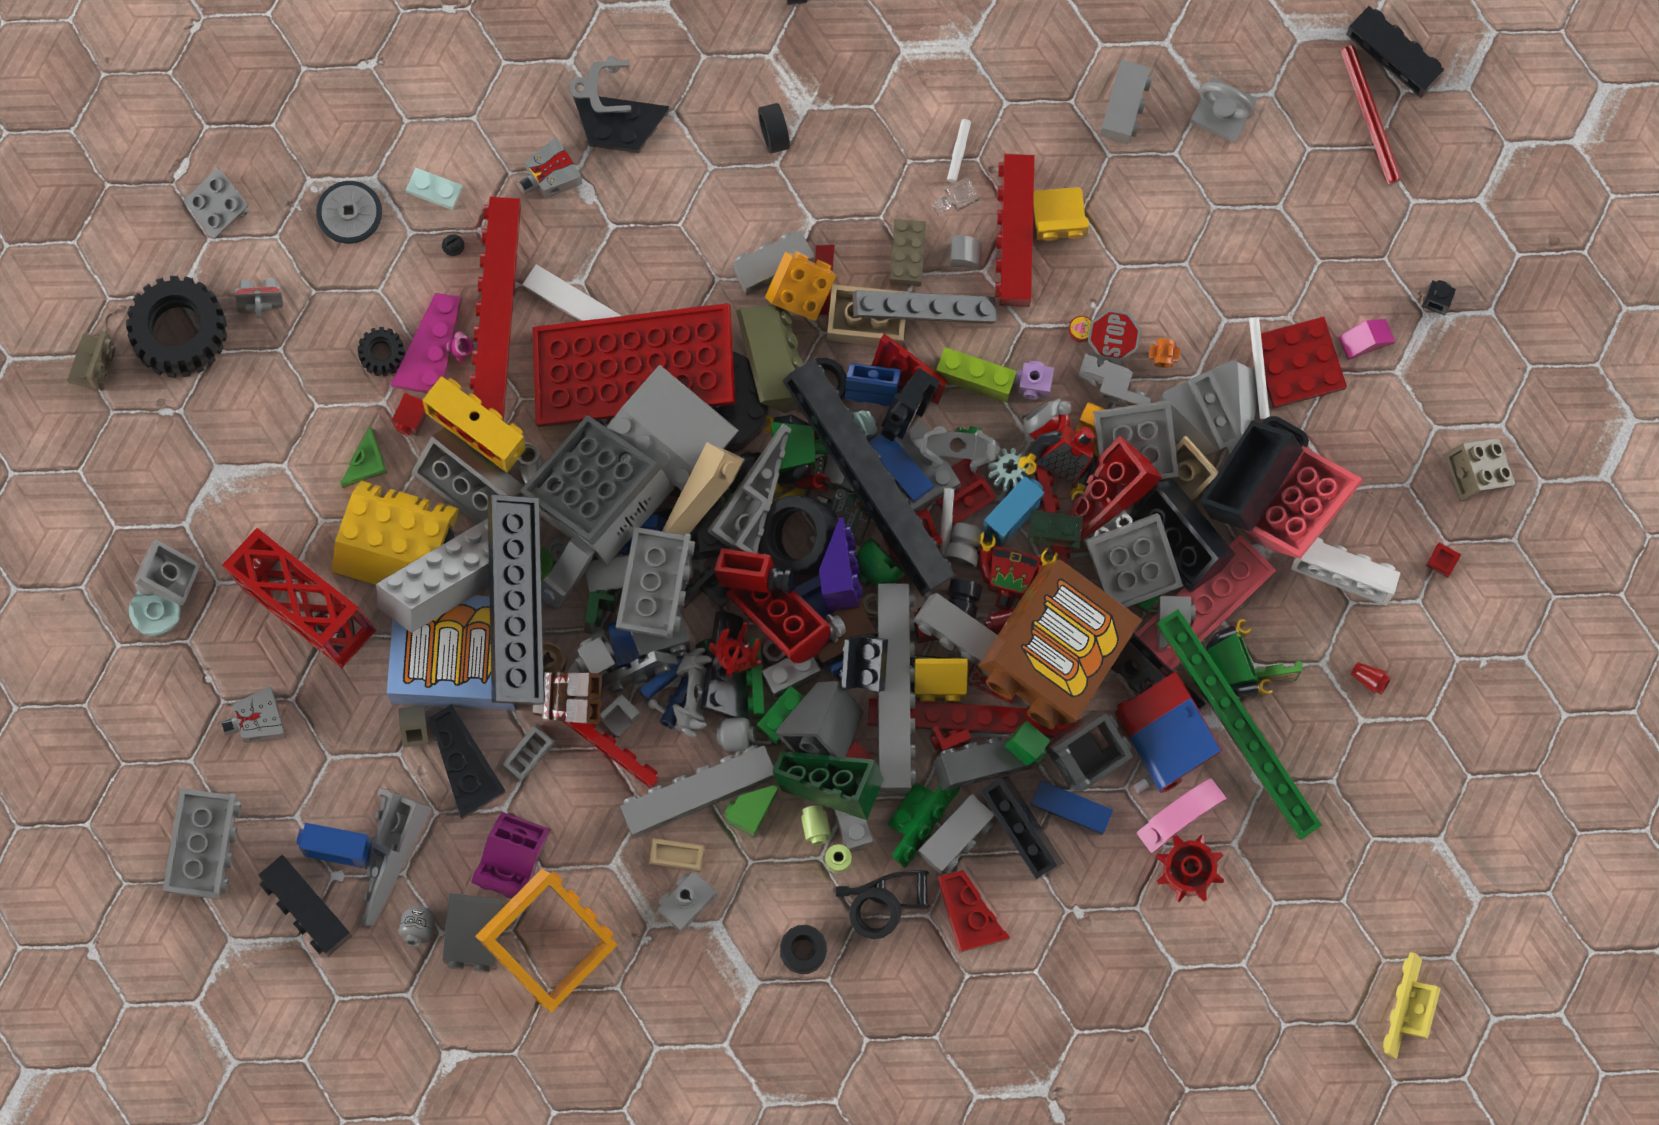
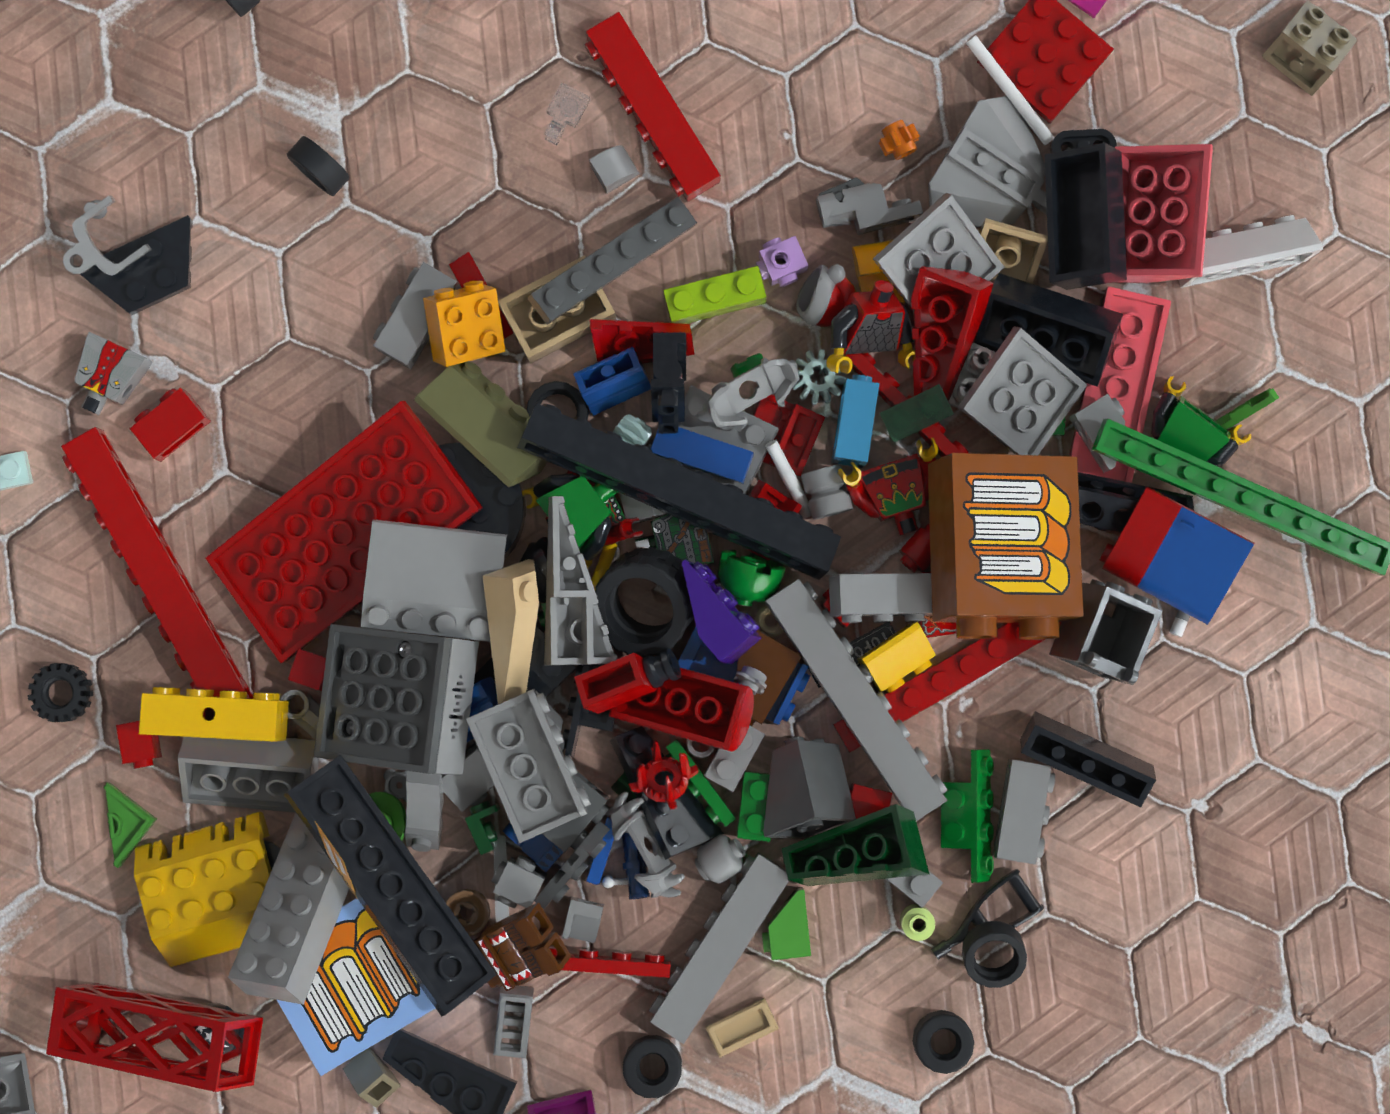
camera: 30 degrees left, 10 degrees up
(427, 354) = (111, 653): dark pink wing -> none
(453, 245) = (59, 522): black piece -> none
(465, 342) = (149, 624): dark pink plate -> none
(495, 554) = (336, 859): none -> light orange sticker
(550, 438) = (308, 669): none -> red brick
(565, 296) = (221, 499): white tile -> none
(567, 228) = (169, 423): none -> red brick
(596, 823) = (652, 1087): none -> black tyre
(686, 901) = (787, 1073): light grey brick -> none
(815, 825) = (868, 900): yellowish green brick -> none
(864, 662) = (810, 698): black bracket -> none
(907, 252) = (552, 208): dark tan piece -> none
(955, 739) = (953, 711): red bracket -> none
(959, 150) = (532, 58): white piece -> none
(965, 595) = (863, 552): black wheel -> none
(968, 915) = (1092, 888): red wing -> none
(977, 764) = (1006, 713): dark grey brick -> none
(1027, 744) = (1040, 670): green brick -> none
(1060, 214) = (687, 59): yellow bracket -> none
(1072, 807) = (1121, 699): blue tile -> none
(1079, 328) = (792, 170): tile -> none
(1114, 334) = (833, 154): piece -> none
(1181, 814) = (1248, 633): bright pink arch -> none
(1203, 862) = (1310, 689): red brick -> none
(1371, 677) = (1345, 350): red cone -> none
(1443, 560) = (1335, 171): red tile -> none

